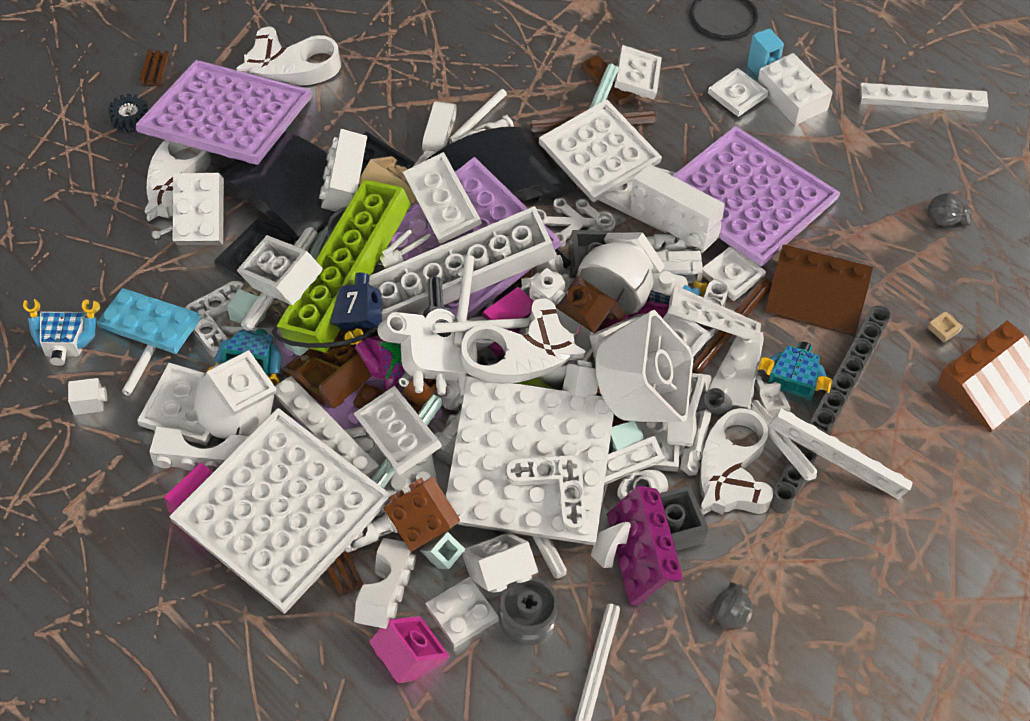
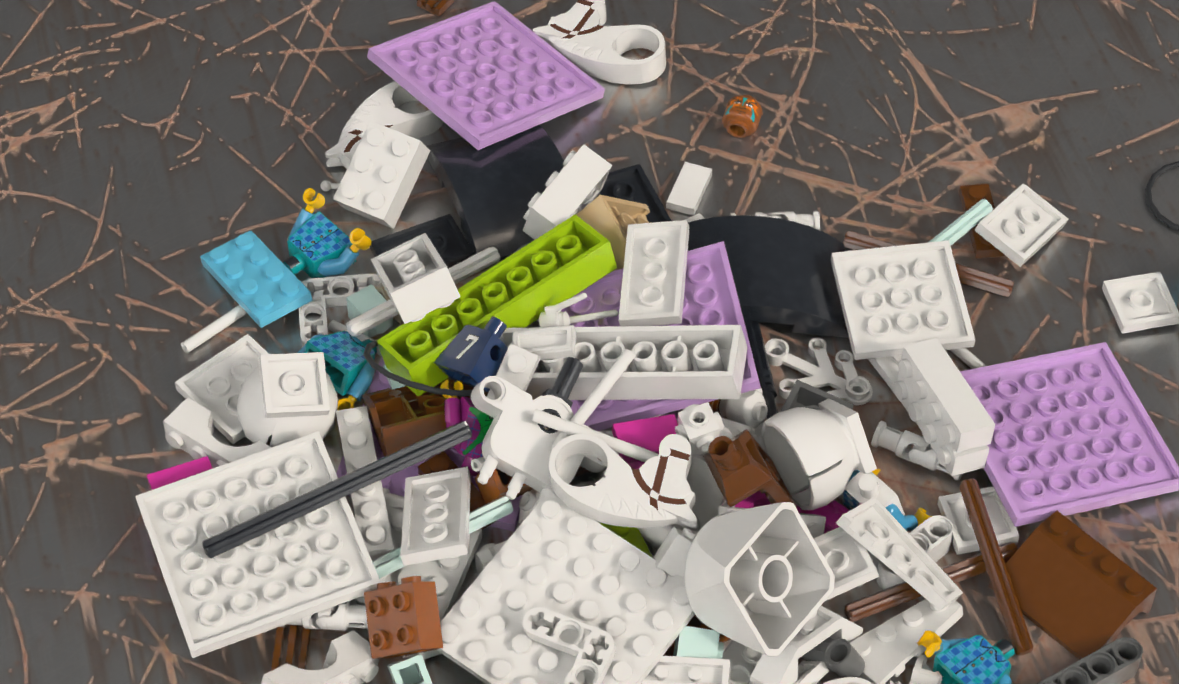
camera: 30 degrees right, 5 degrees down
(62, 332) = (156, 251): torso -> none
(86, 396) = (139, 332): white brick -> none
(135, 106) = (375, 24): black bush -> none
(182, 278) = (320, 245): none -> torso
(318, 445) = (336, 489): none -> black axle
(394, 300) = (517, 368): none -> white plate
(401, 277) = (547, 342): none -> white tile
(409, 134) = (689, 188): none -> white tile
(414, 72) = (742, 116): none -> dark orange head
(439, 126) = (730, 191): white beam -> none
(479, 114) = (792, 198): white piece -> none
(683, 263) = (913, 481): white brick -> none
(766, 296) = (996, 567): none -> reddish brown axle

